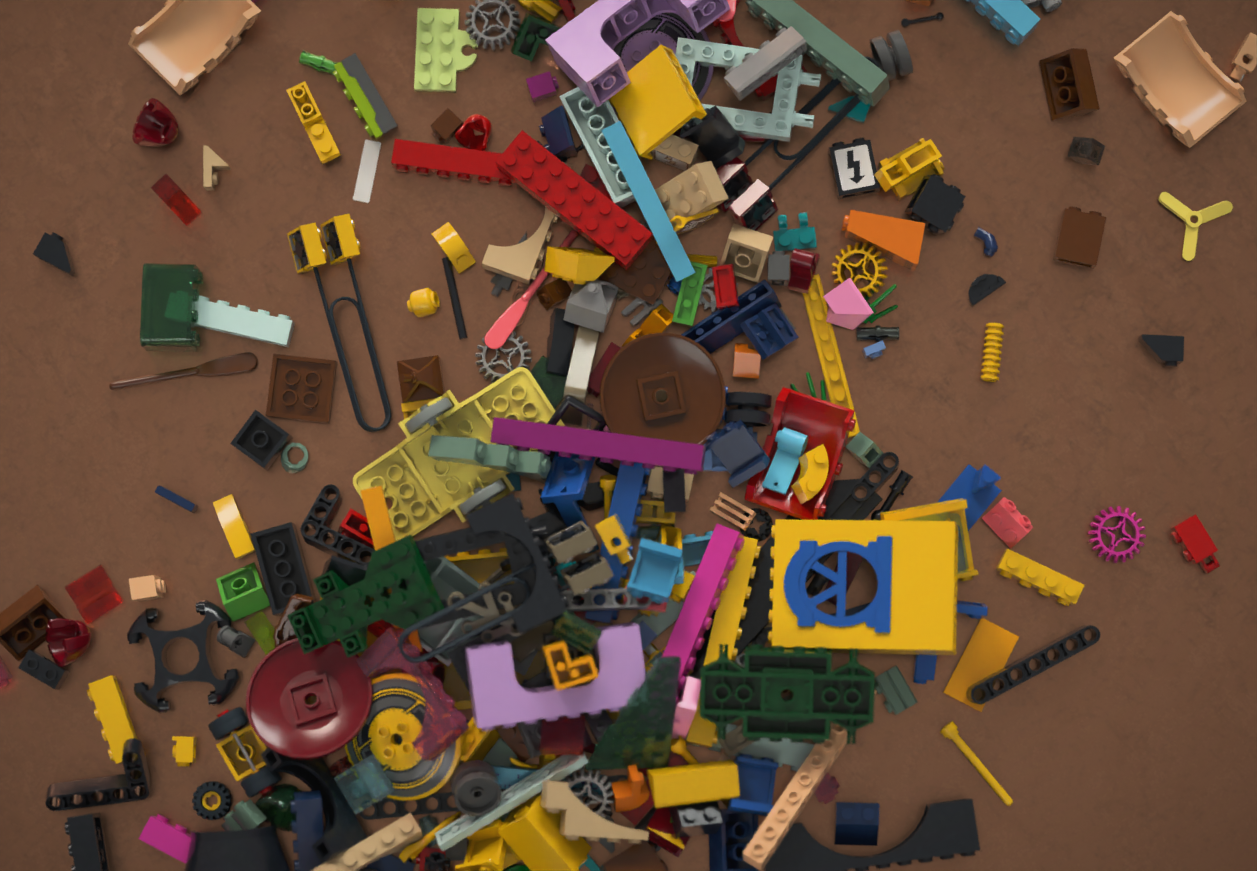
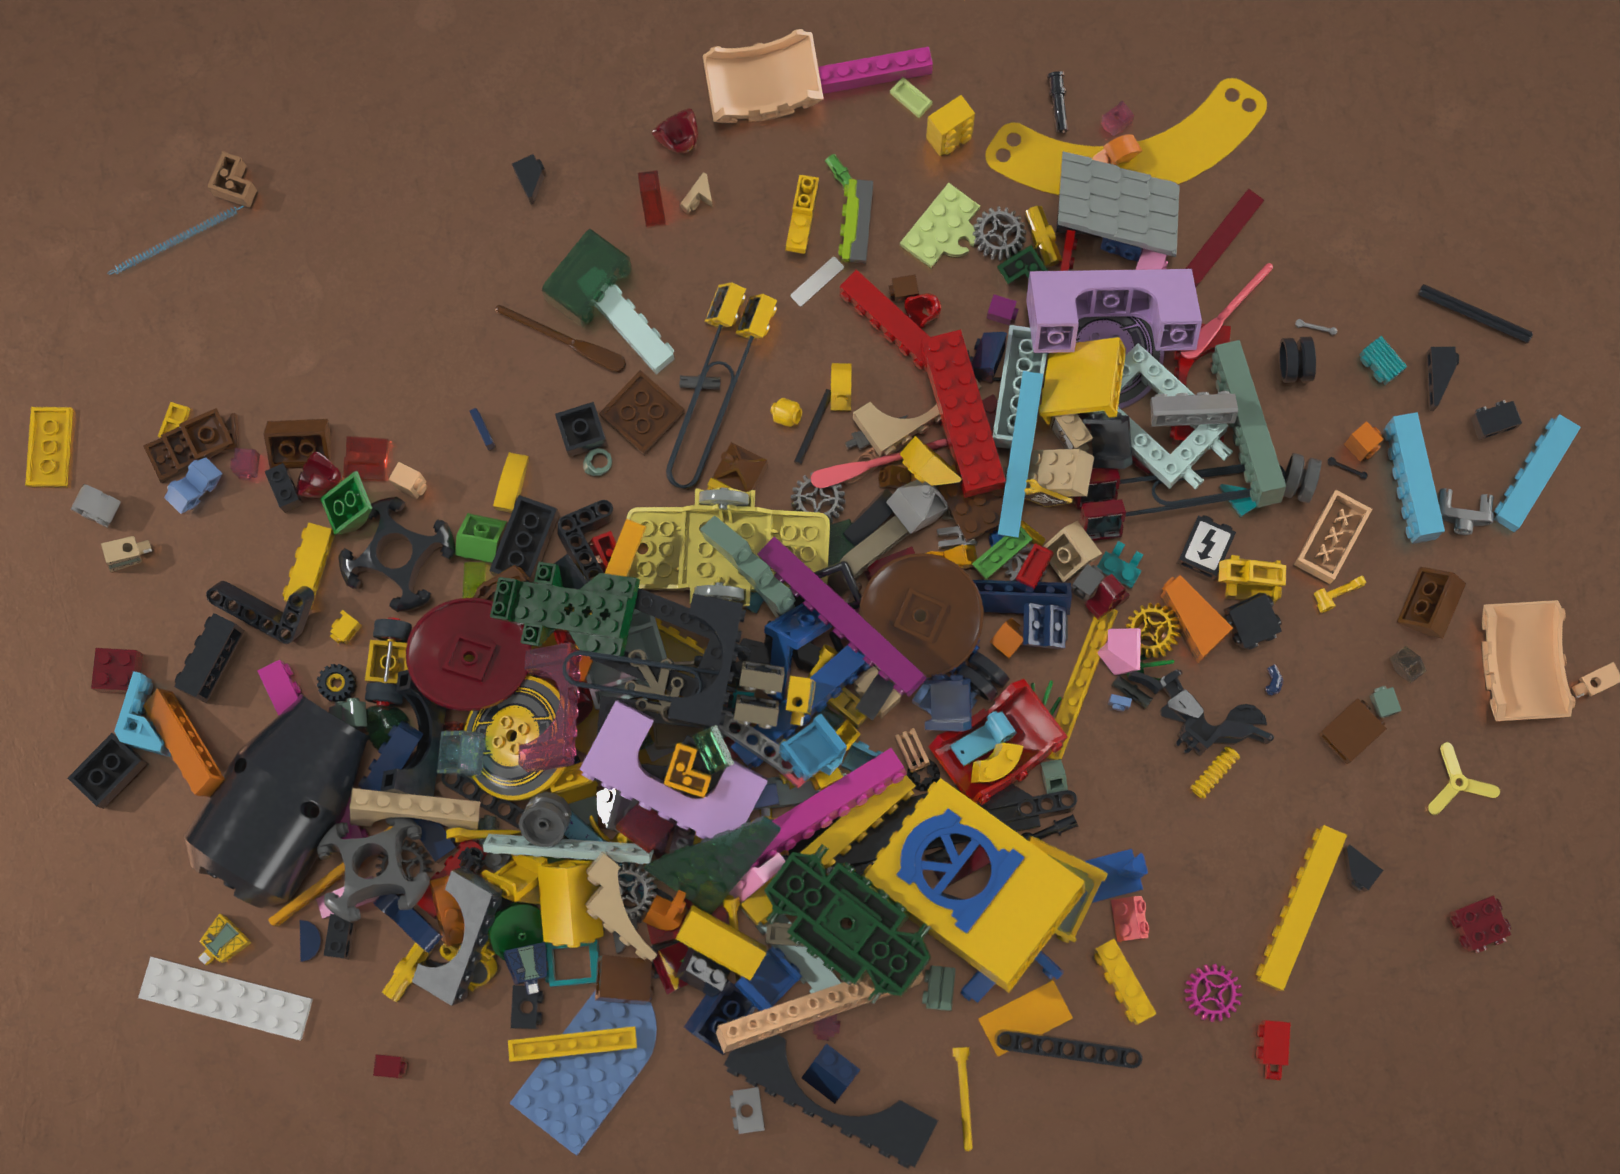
camera: 35 degrees right, 5 degrees down
(111, 646) = (347, 505): none -> green slope
(235, 640) = (446, 570): dark grey piece -> none
(325, 332) = (691, 382): none -> dark grey pin
(951, 87) = (1333, 537): none -> light nougat brick
(952, 329) = (1186, 709): none -> black piece
(981, 143) = (1325, 599): none -> yellow brick
(1089, 195) = (1385, 702): none -> sand green brick
(1139, 413) = (1301, 907): none -> yellow brick

